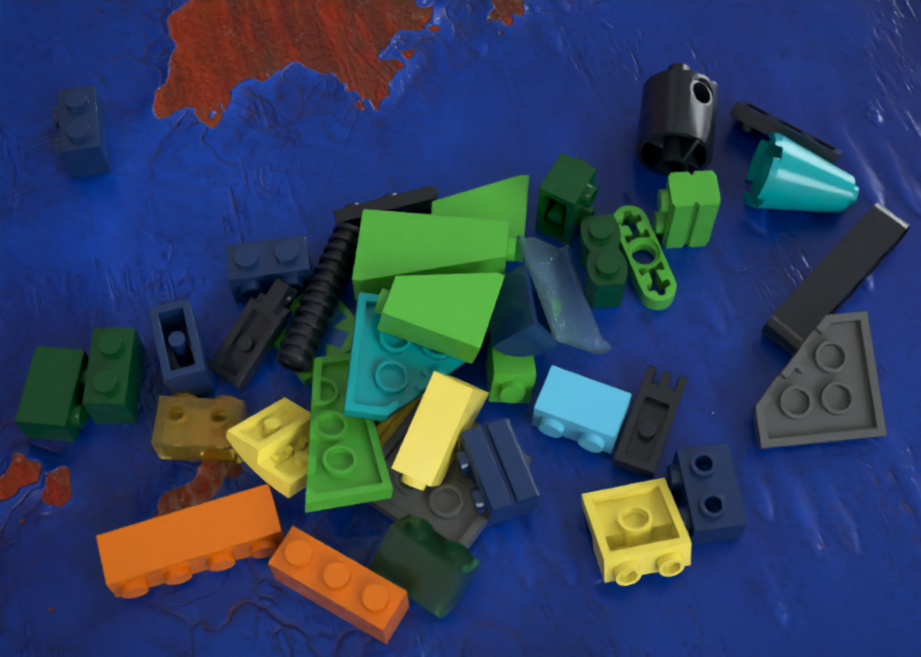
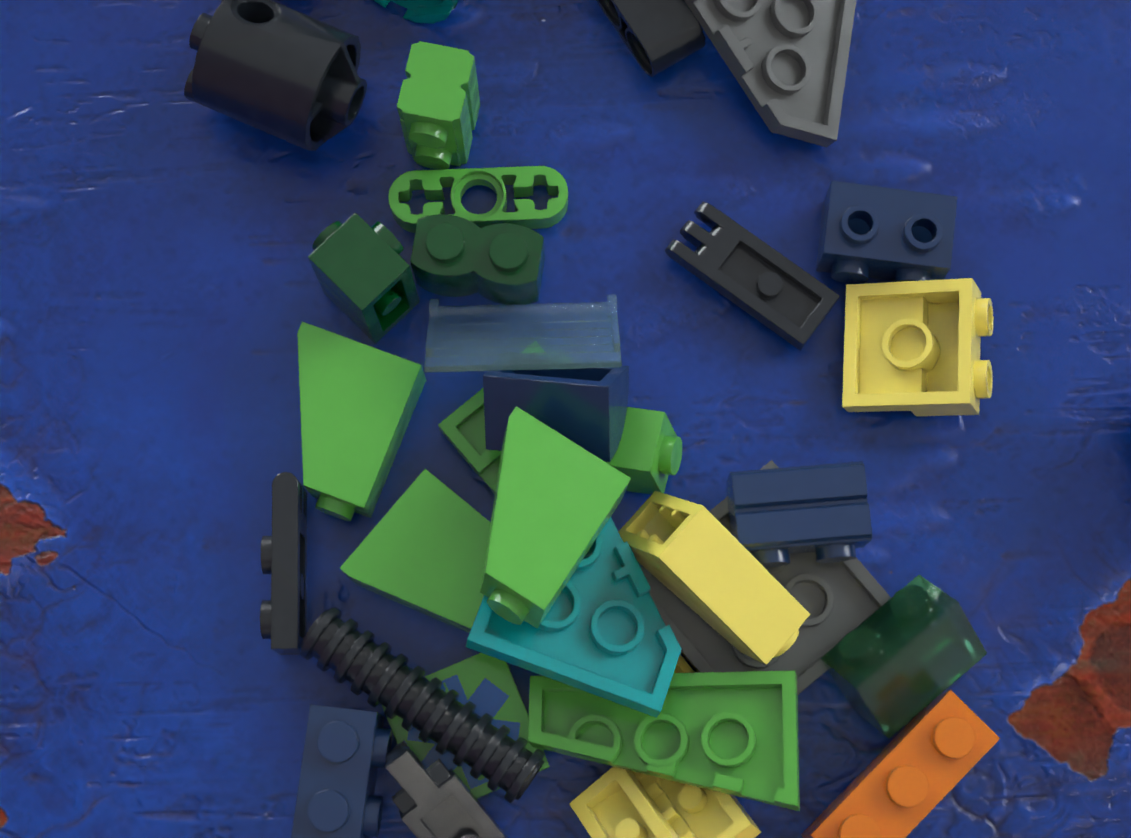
camera: 75 degrees left, 15 degrees up
(426, 245) = (407, 527): bright green slope -> none
(580, 410) = (720, 366): medium azure brick -> none

